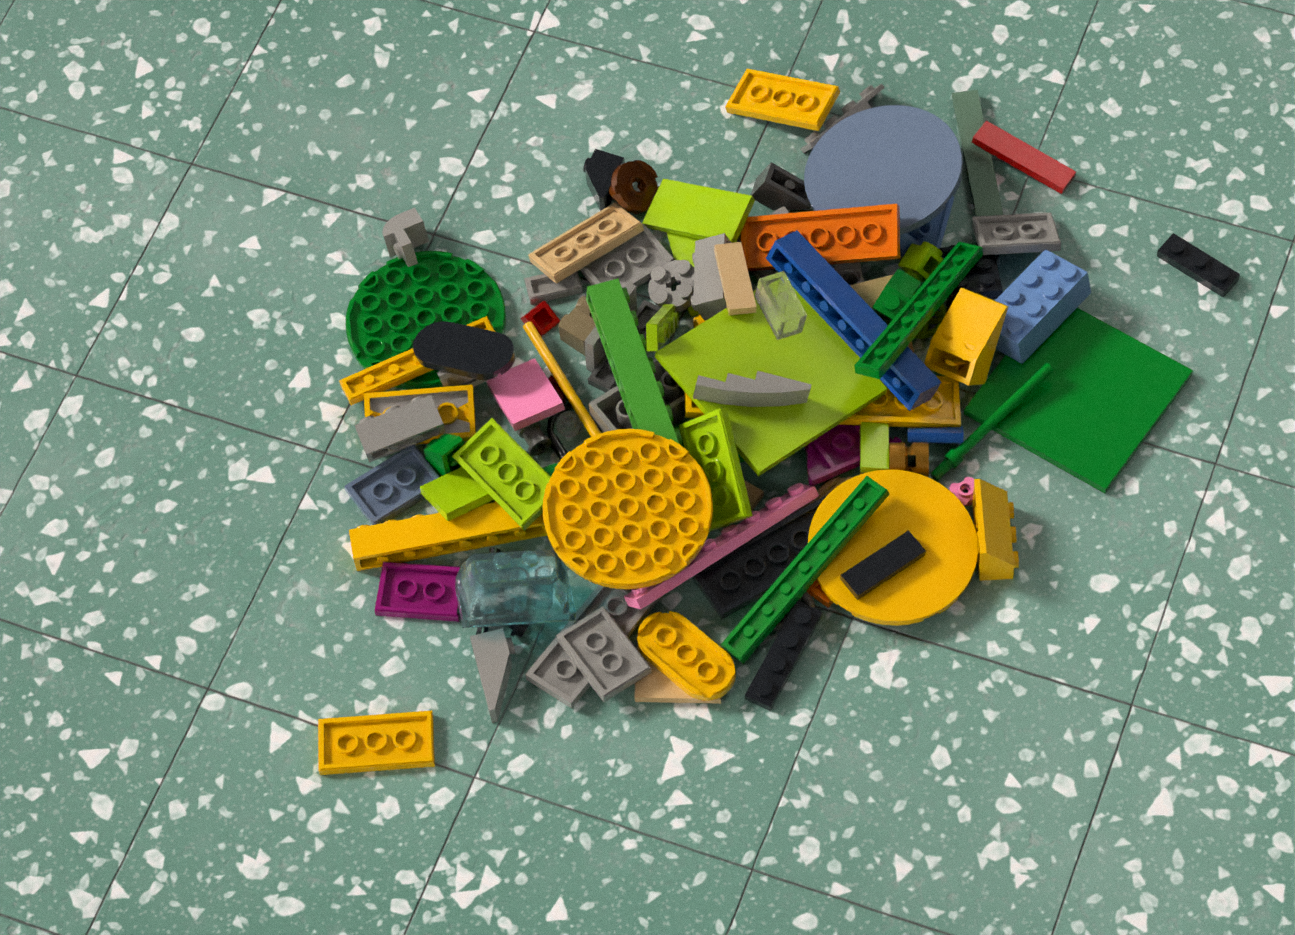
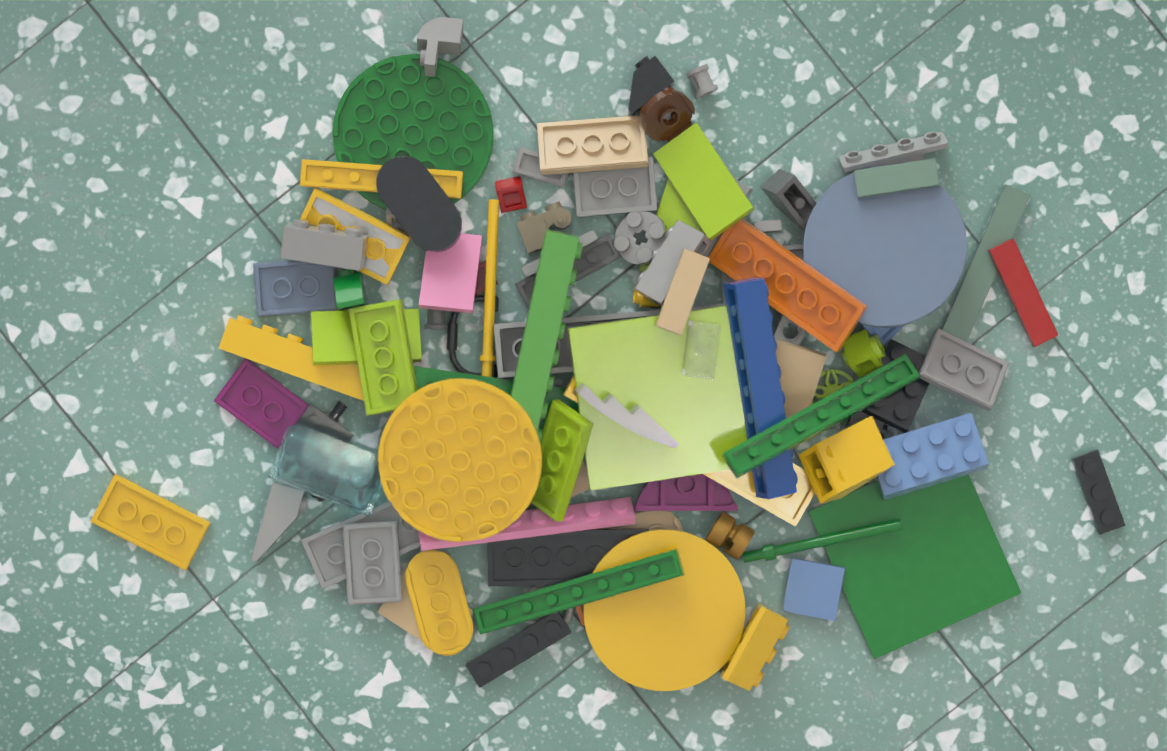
camera: 25 degrees right, 30 degrees up
(647, 153) = (702, 81): none -> light grey bush
(661, 327) = (592, 297): lime plate -> none
(782, 99) = (852, 100): yellow tile -> none
(857, 119) = (896, 178): none -> sand green tile
(874, 446) = (708, 508): lime tile -> none
(882, 565) = (643, 627): black tile -> none
(895, 295) = (813, 382): green slope -> none
(936, 434) = (768, 523): blue tile -> none
(958, 488) = (764, 595): bright pink plate -> none
(1013, 462) = (813, 589): none -> medium blue tile

